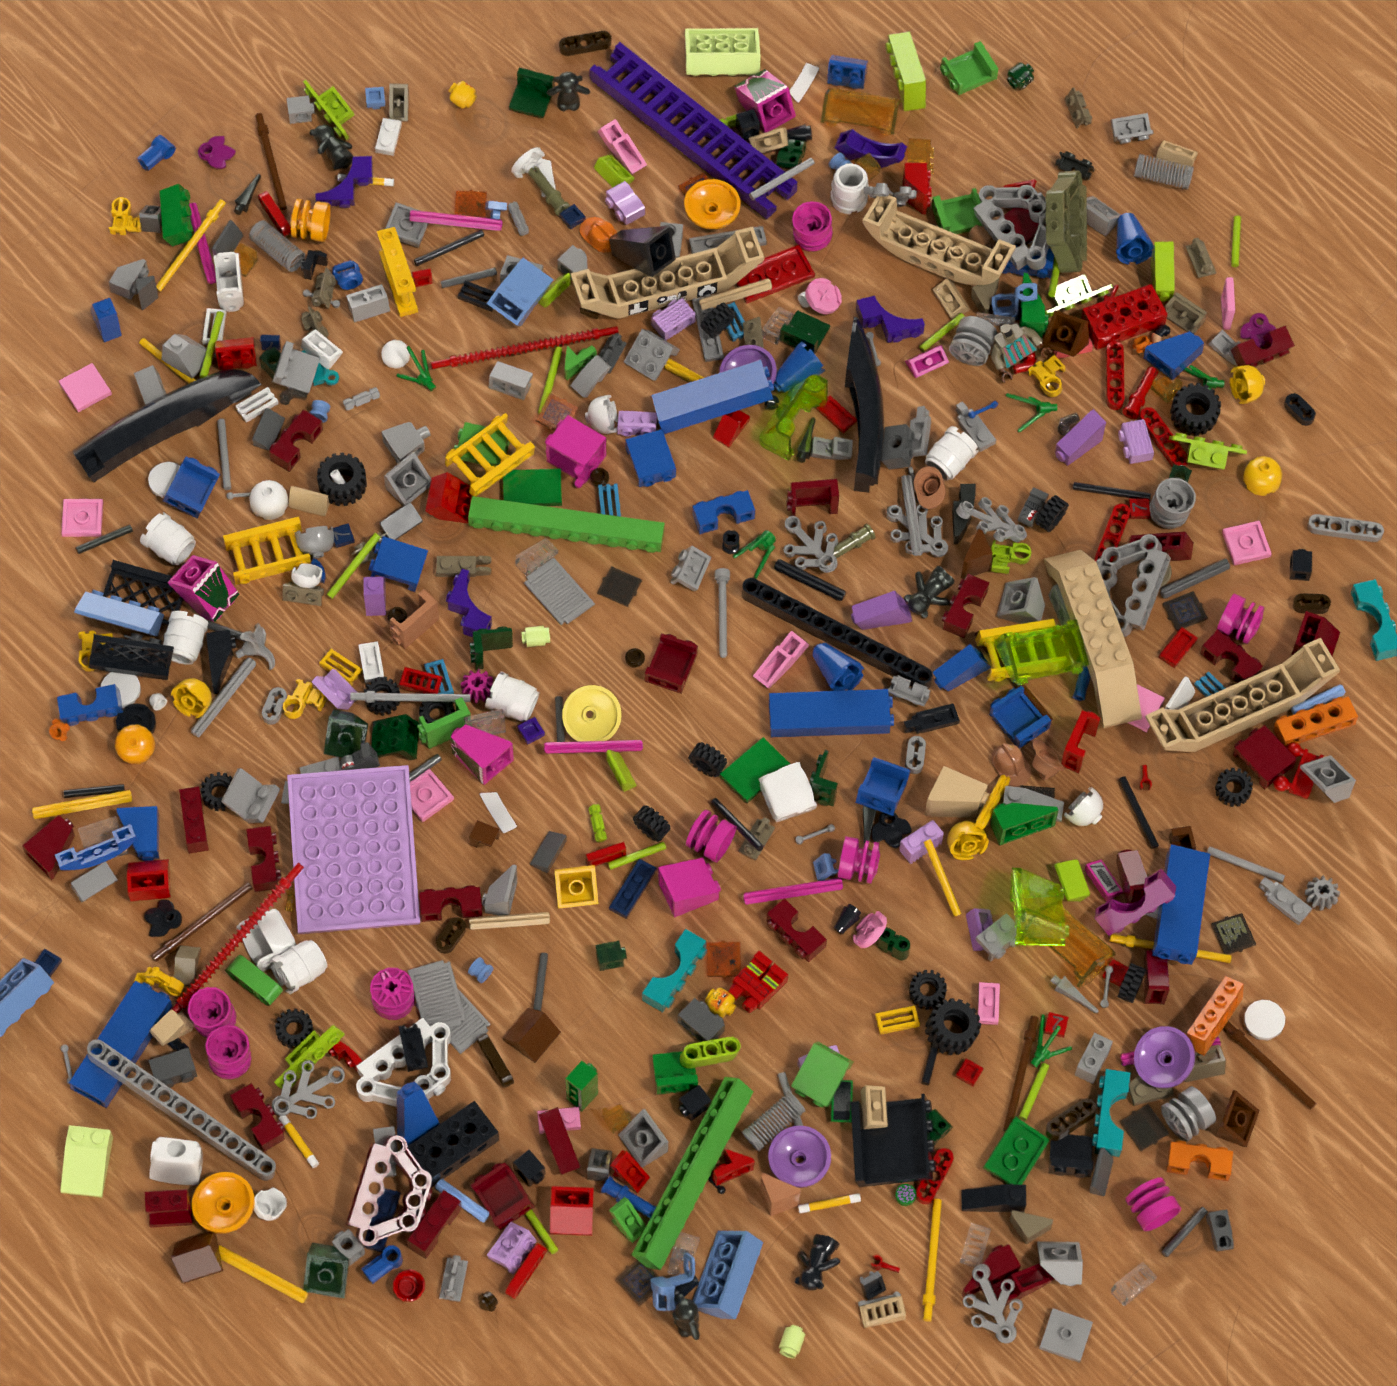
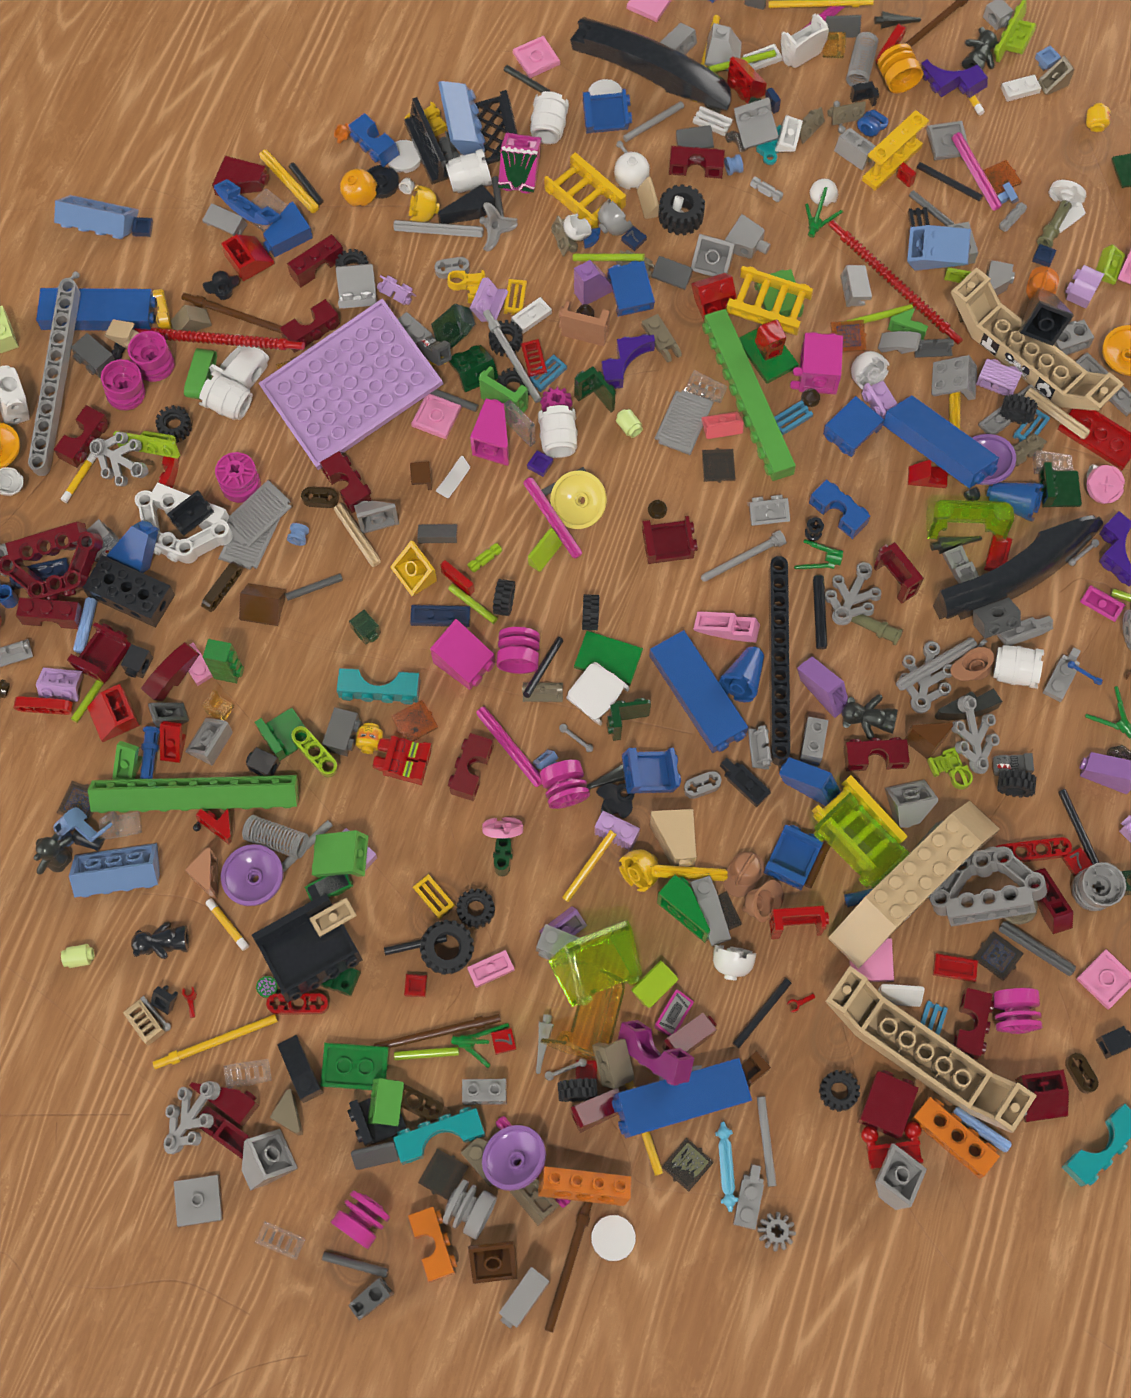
camera: 65 degrees right, 5 degrees up
(276, 761) = (402, 293): none -> lavender hinge
(531, 475) = (767, 337): none -> red piece
(582, 561) = (722, 425): none -> coral slope
(847, 918) = (508, 804): black cone -> none
(927, 646) = (813, 741): none -> light grey brick
(1062, 1139) = (385, 1102): none -> bright green panel
(1124, 944) = (613, 1063): none -> dark tan panel
(1250, 904) = (726, 1166): none -> medium azure wheel
(1279, 1107) = (523, 1298): none -> light grey slope

